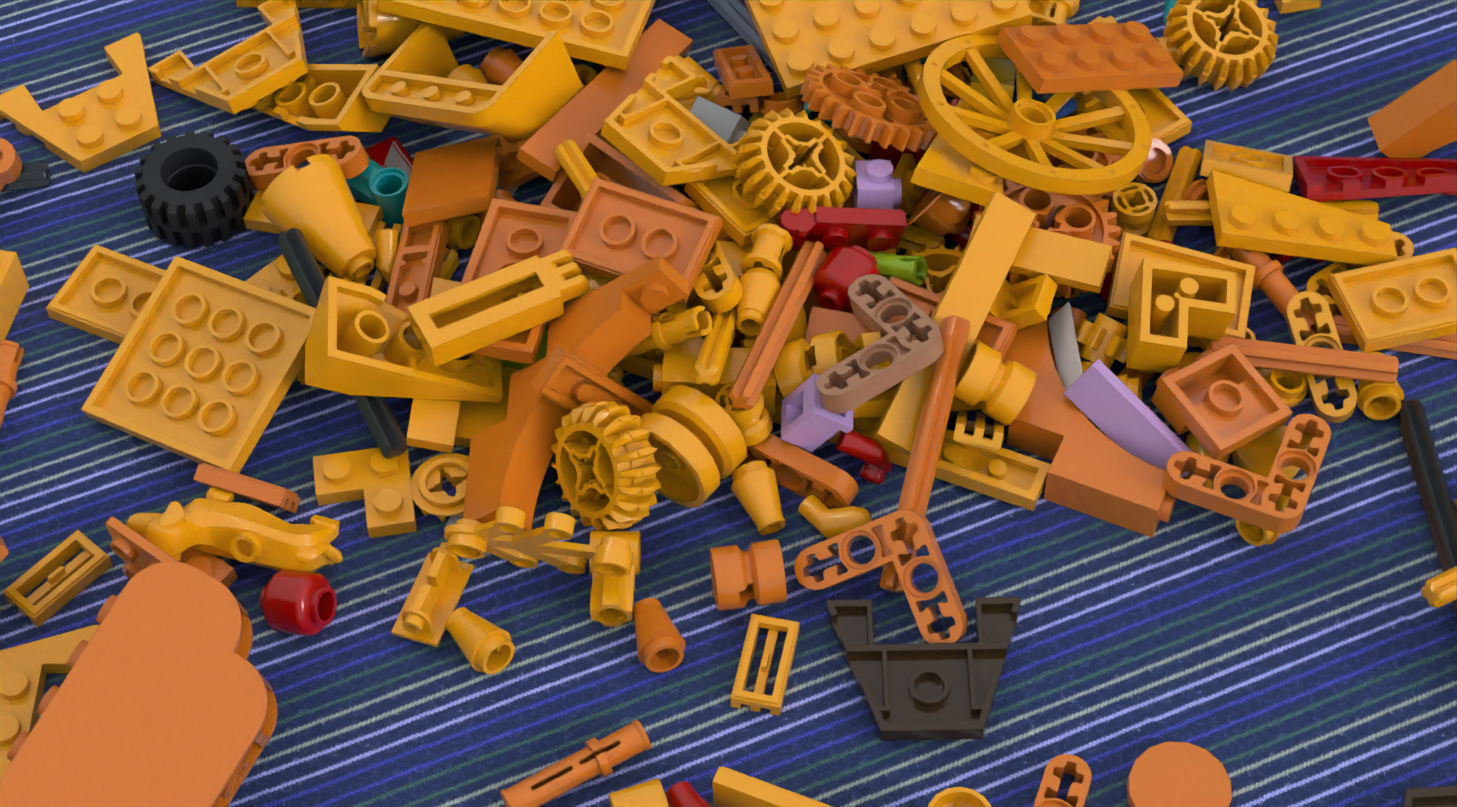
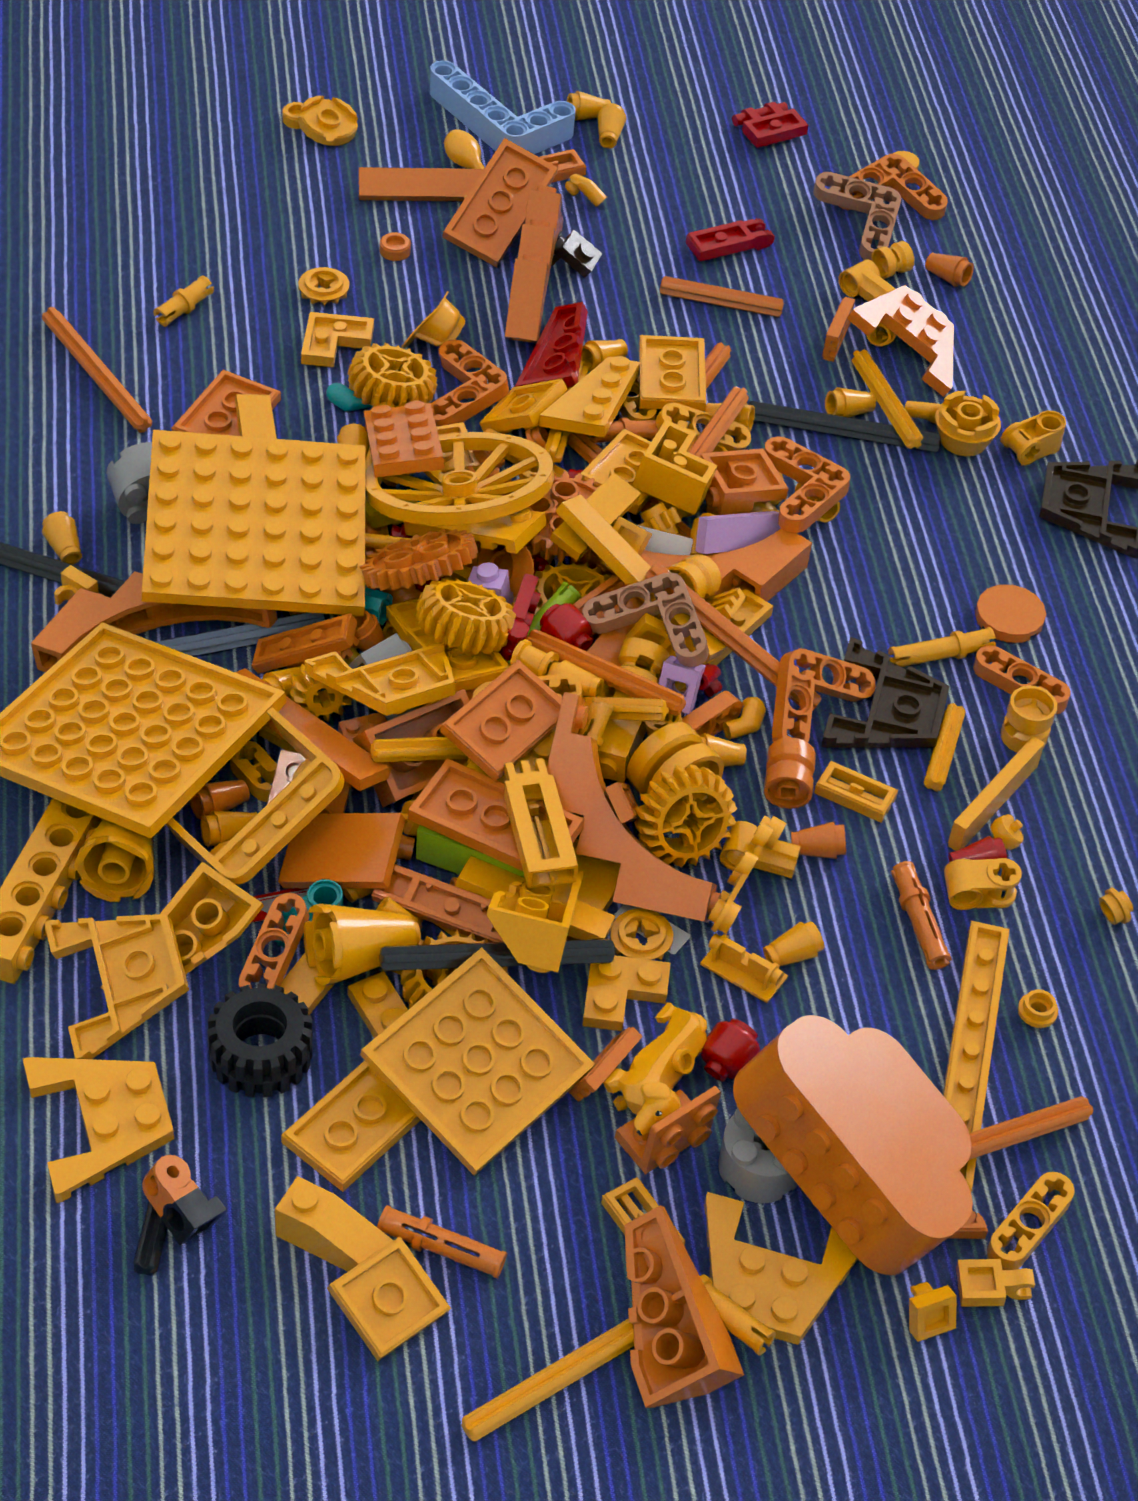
camera: 80 degrees left, 5 degrees down
(882, 750) = (945, 747): none -> light orange axle
(1072, 727) = (955, 645): none -> light orange pin
(1261, 127) = (448, 407): none -> orange beam
(1345, 52) = (439, 326): none -> light orange piece
(1411, 222) = (598, 350): none -> light orange cone

